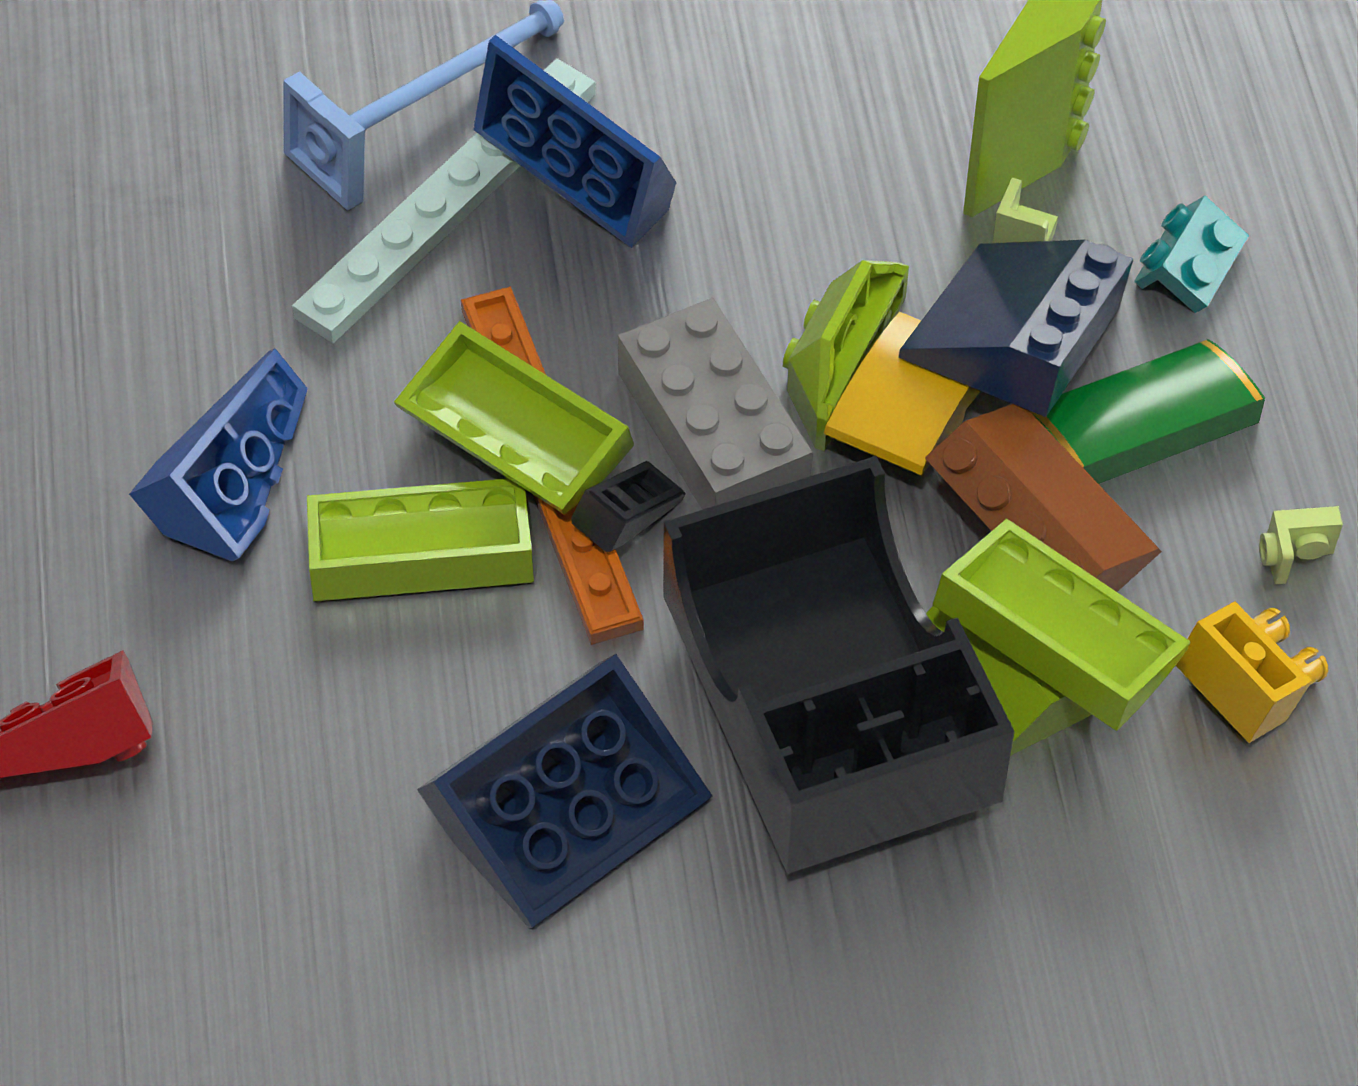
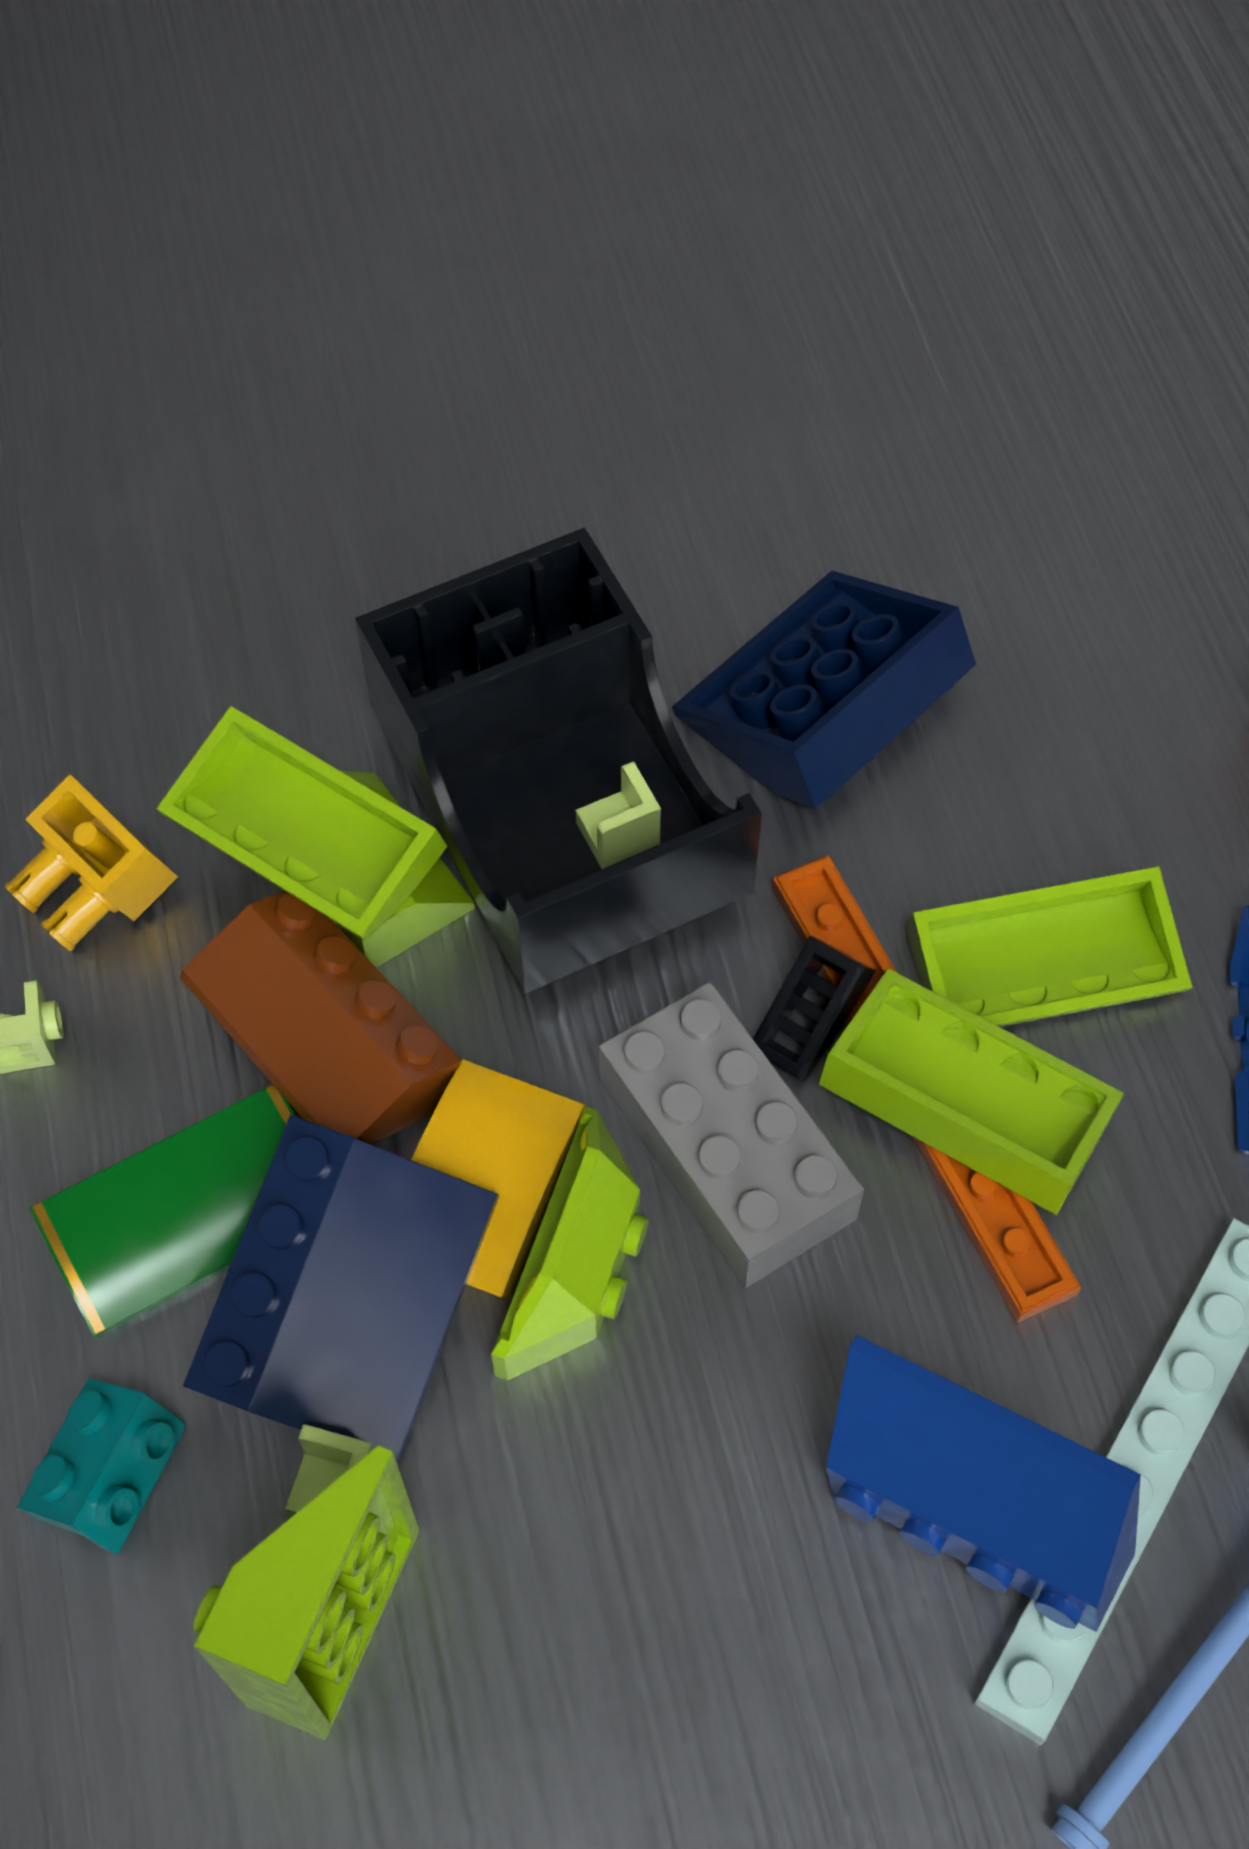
camera: 175 degrees right, 5 degrees up
(776, 628) = (622, 822): none -> yellowish green panel

